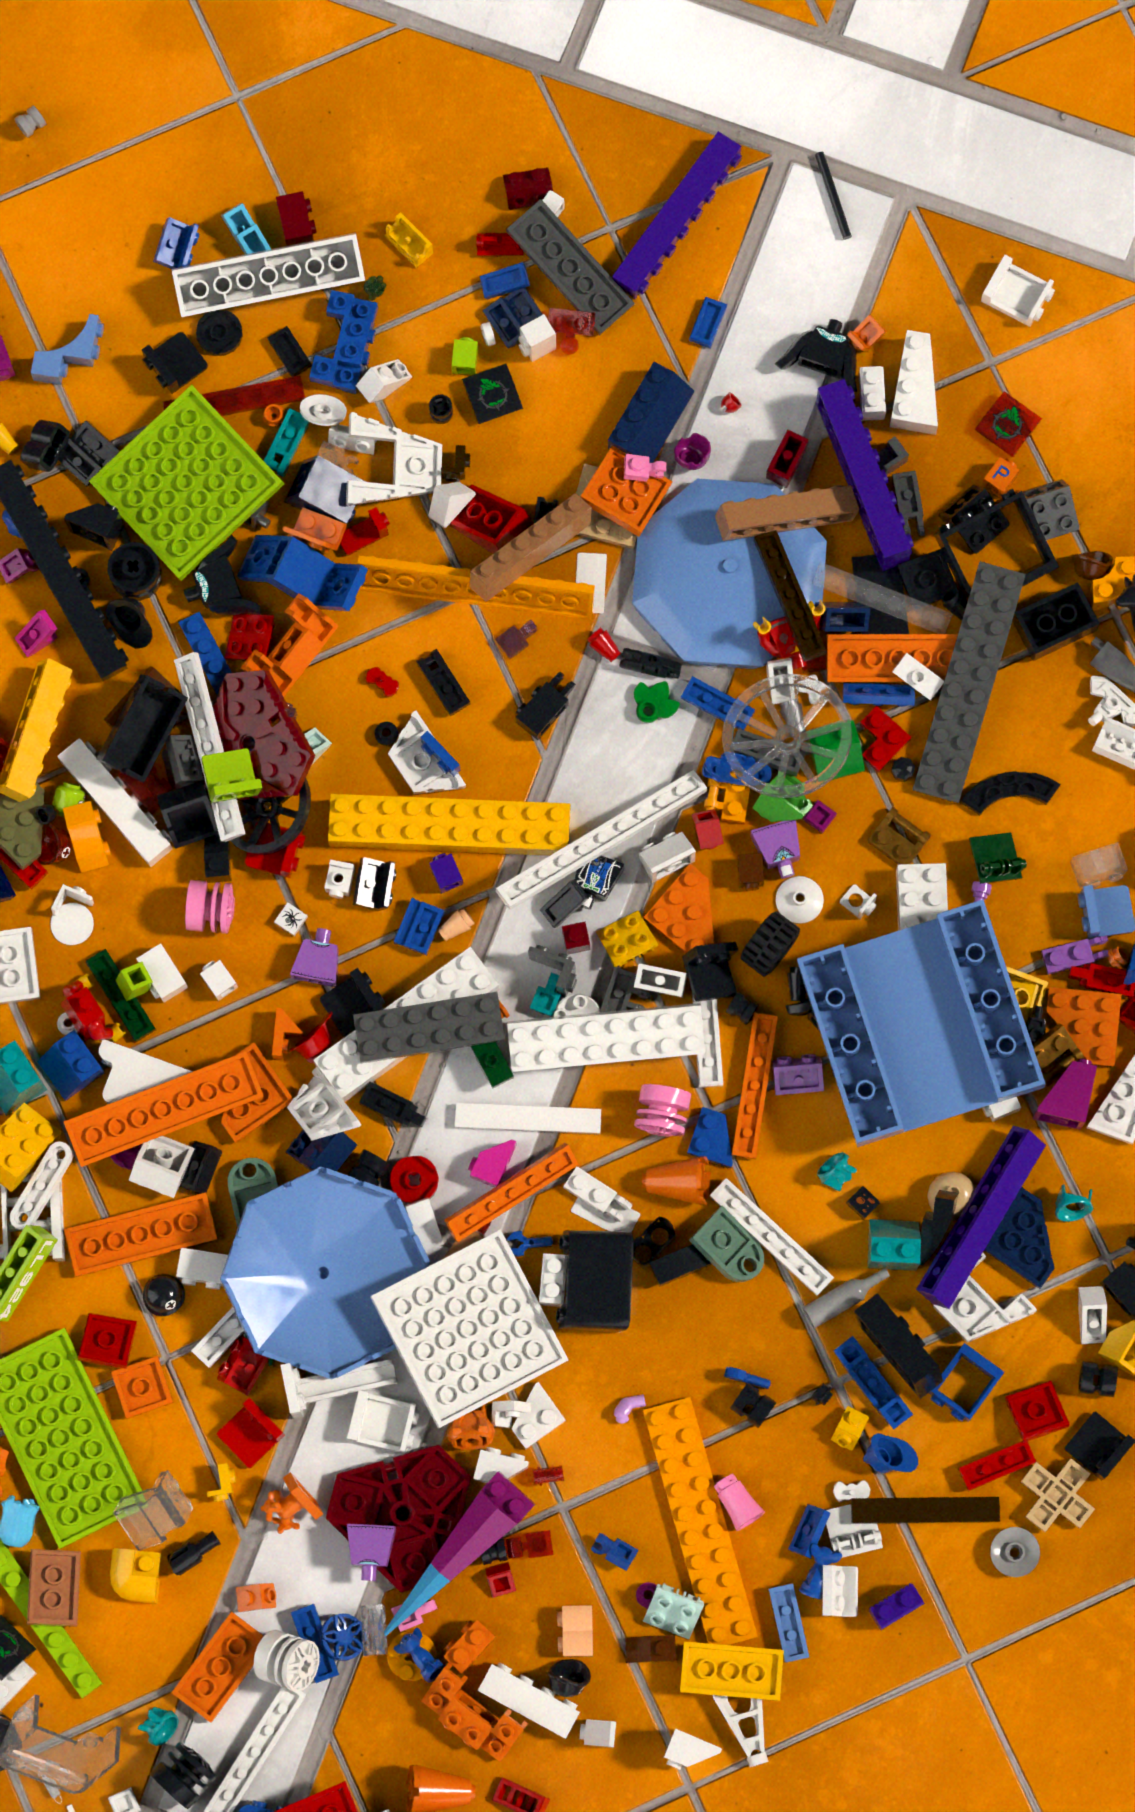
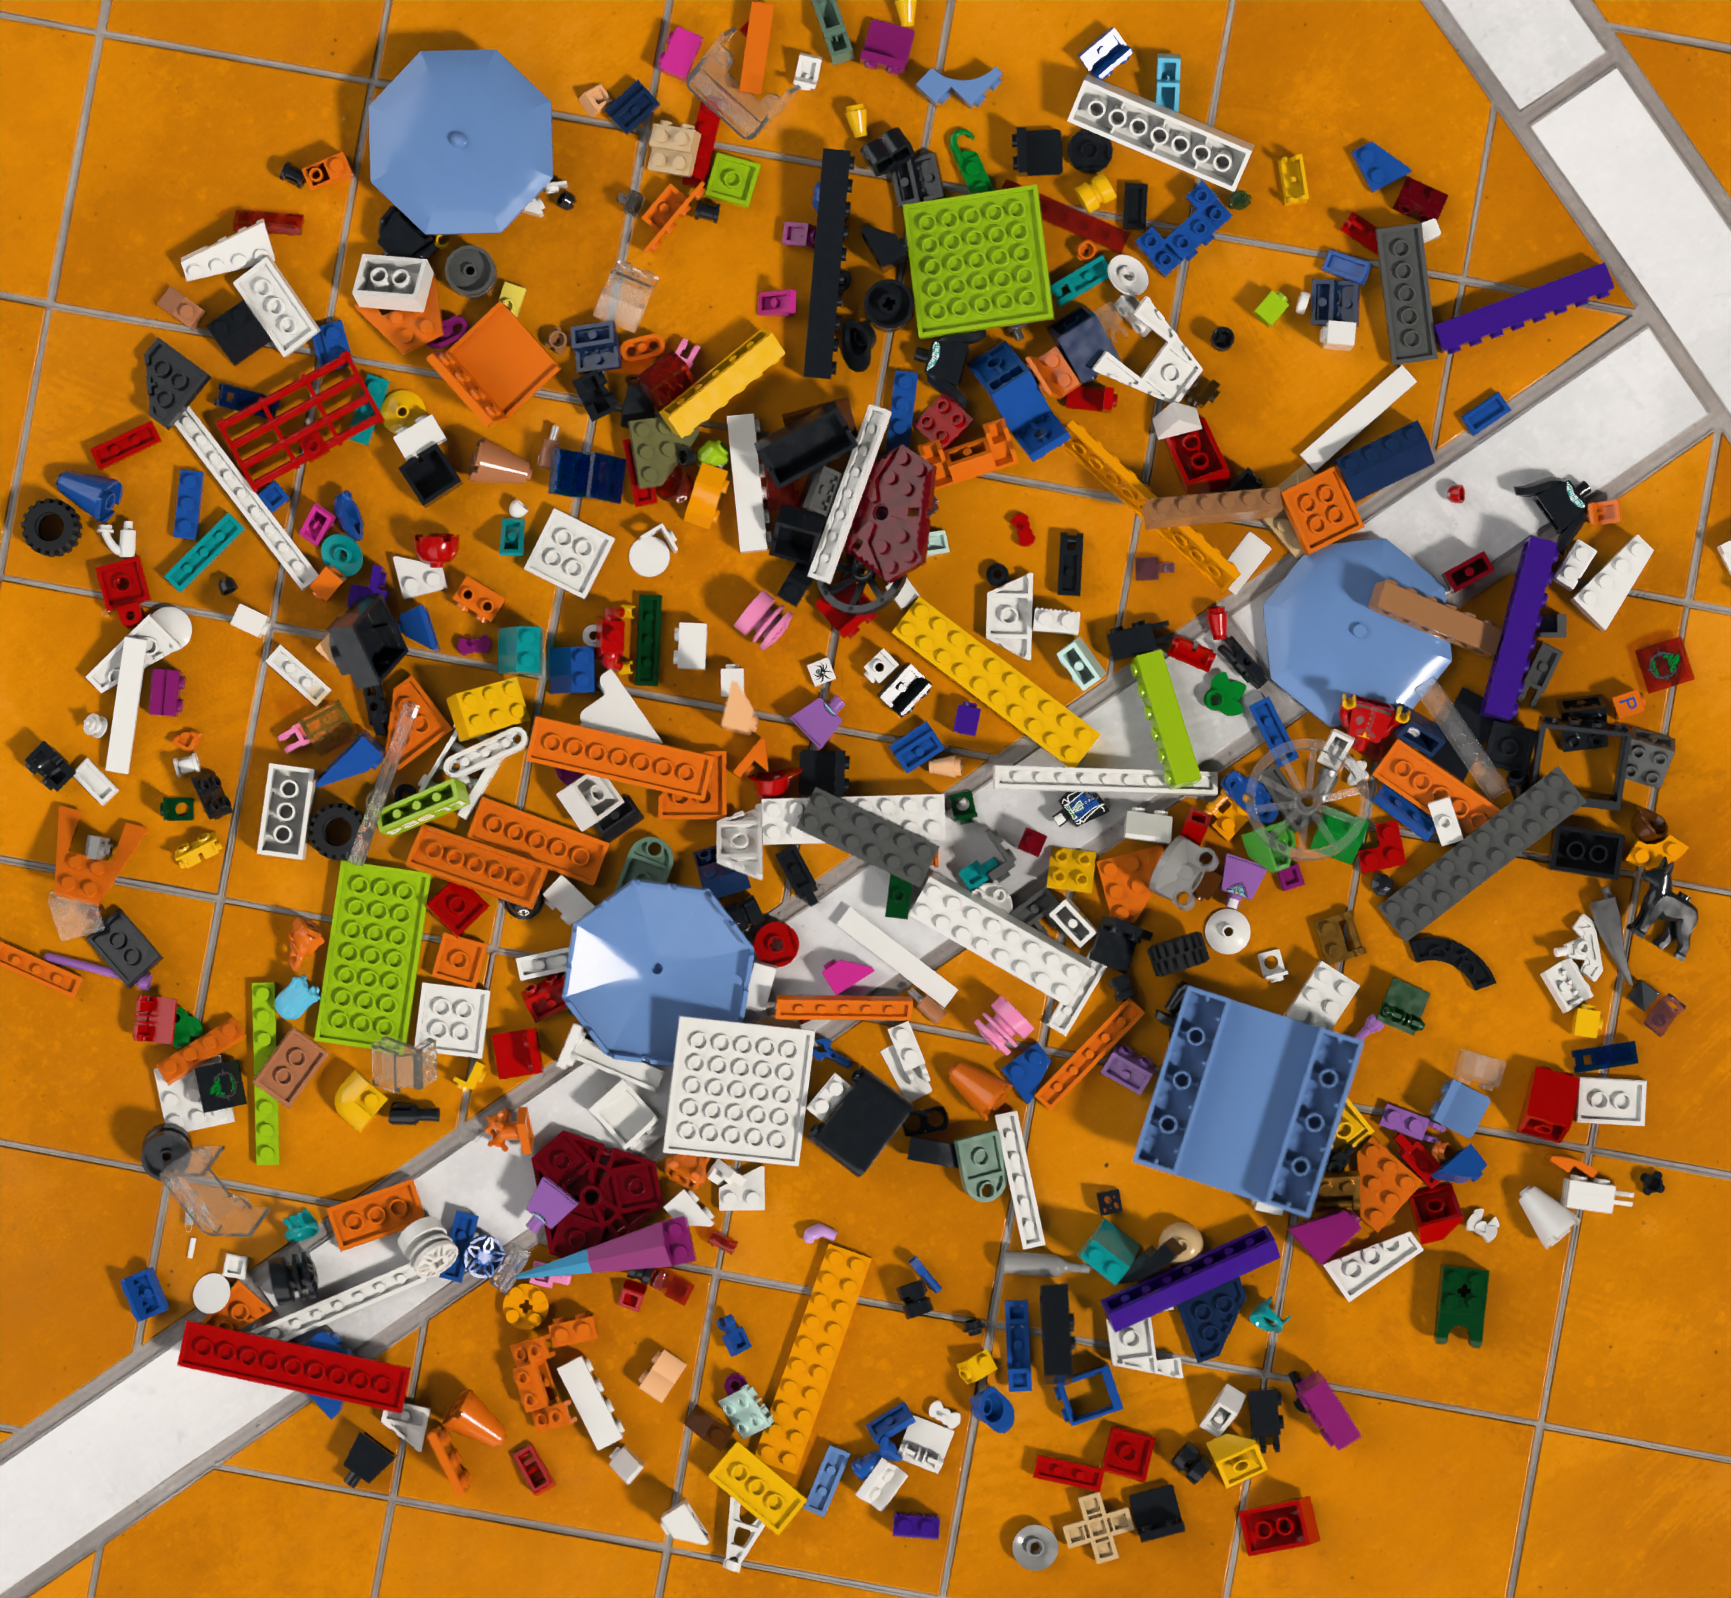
camera: 35 degrees right, 10 degrees up
(101, 1291) = (477, 866): none -> orange plate
(123, 410) = (970, 165): none -> green plate
(134, 981) = (665, 639): lime brick -> none
(173, 1442) = (453, 1018): none -> white plate
(230, 775) = (849, 531): lime bracket -> none
(243, 995) = (739, 714): none -> light nougat wedge
(247, 363) = (1092, 194): none -> yellow wheel
(256, 1597) = (438, 1180): orange bracket -> none
(294, 218) = (1214, 99): dark red brick -> none
(319, 803) = (906, 596): none -> white brick
(383, 380) = (1193, 283): white slope -> none
(429, 1666) = (532, 1326): blue animal -> none
(433, 747) = (1027, 632): blue plate -> none
(465, 736) = (1056, 621): none -> white brick
(472, 183) = (1378, 166): none -> blue wing
(492, 393) = (1272, 354): black slope -> none
(504, 954) = (967, 815): none -> dark green bracket
(510, 757) = (1081, 663): none -> light aqua brick
(564, 903) = (1041, 809): black tile -> none
(569, 1677) = (632, 1405): black helmet -> none
(571, 323) = (1375, 341): clear red plate -> none
(585, 1142) = (928, 1006): none -> nougat piece
(590, 688) = (1182, 650): none -> red hinge
(603, 397) = (1358, 418): none -> white tile
(617, 754) = (1165, 720): none -> lime brick
(640, 469) = (1345, 500): bright pink plate -> none
(692, 452) = (1397, 514): magenta hair -> none
(722, 870) = (1181, 871): none -> light grey piece
(738, 1502) = (852, 1363): bright pink plant -> none
(790, 595) = (1389, 689): dark brown tile -> none
(833, 195) = (1660, 379): black bar -> none
(836, 1171) = (1105, 1163): teal piece -> none
(925, 1510) = (990, 1468): dark brown tile -> none

